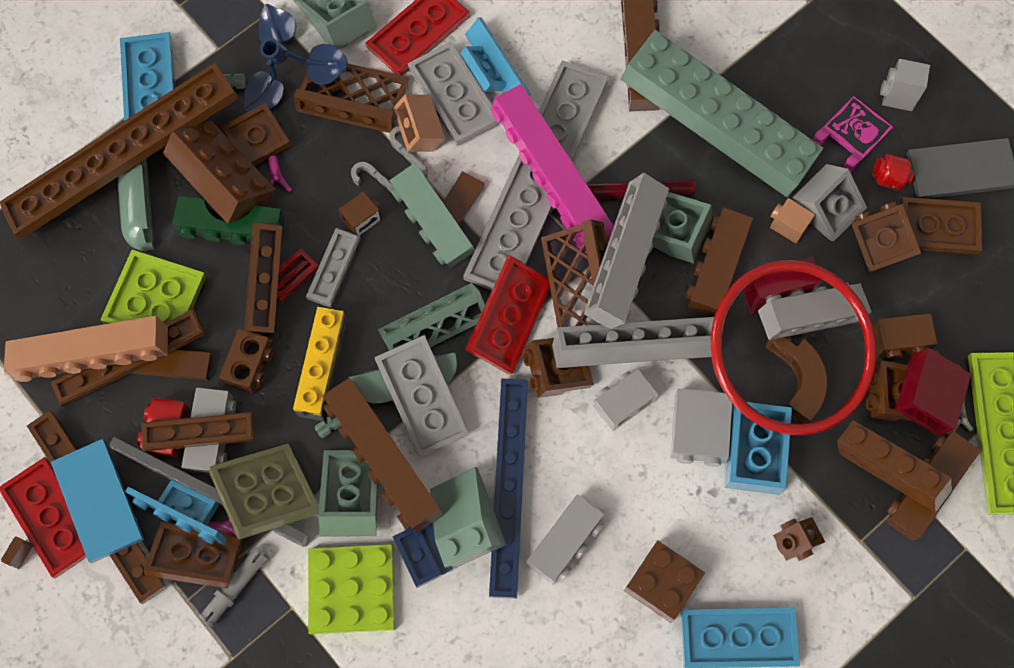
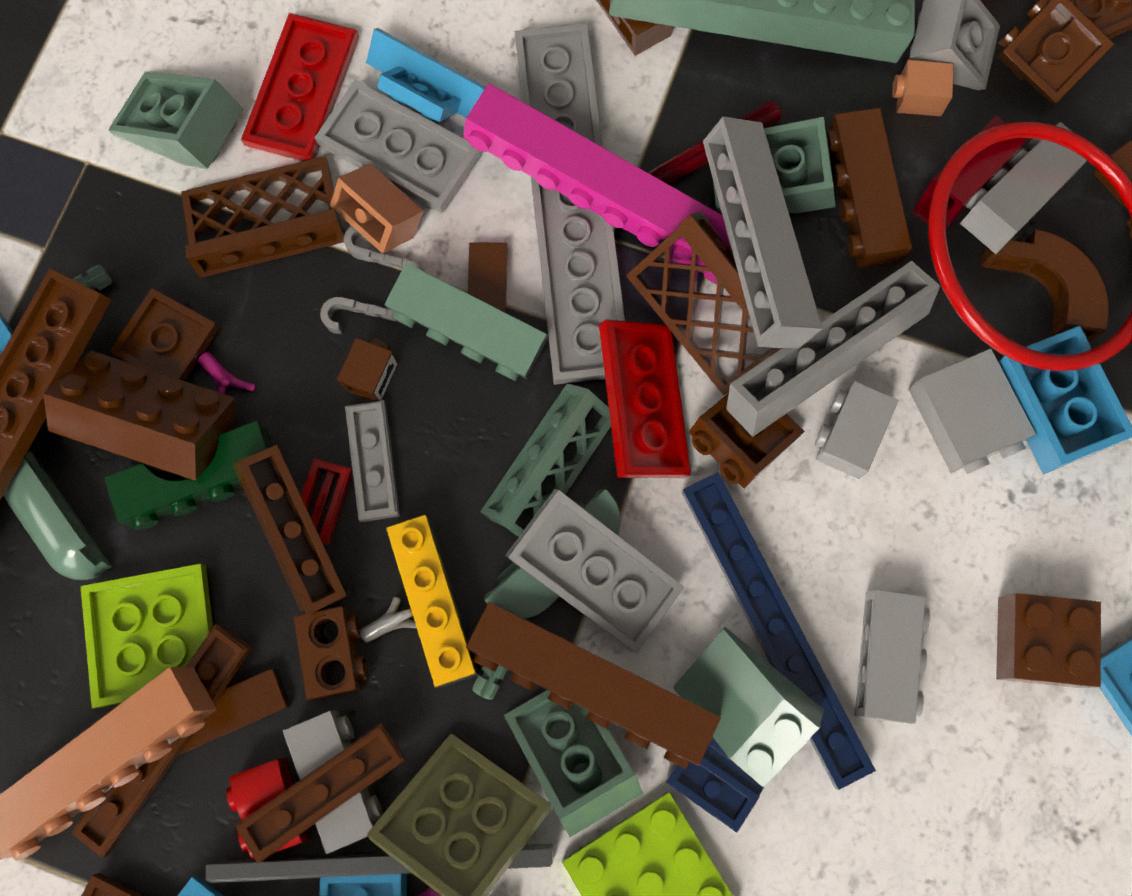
camera: 25 degrees left, 5 degrees up
(275, 28) = (107, 181): dark blue plant -> none
(289, 363) = (388, 622): none -> light grey bar

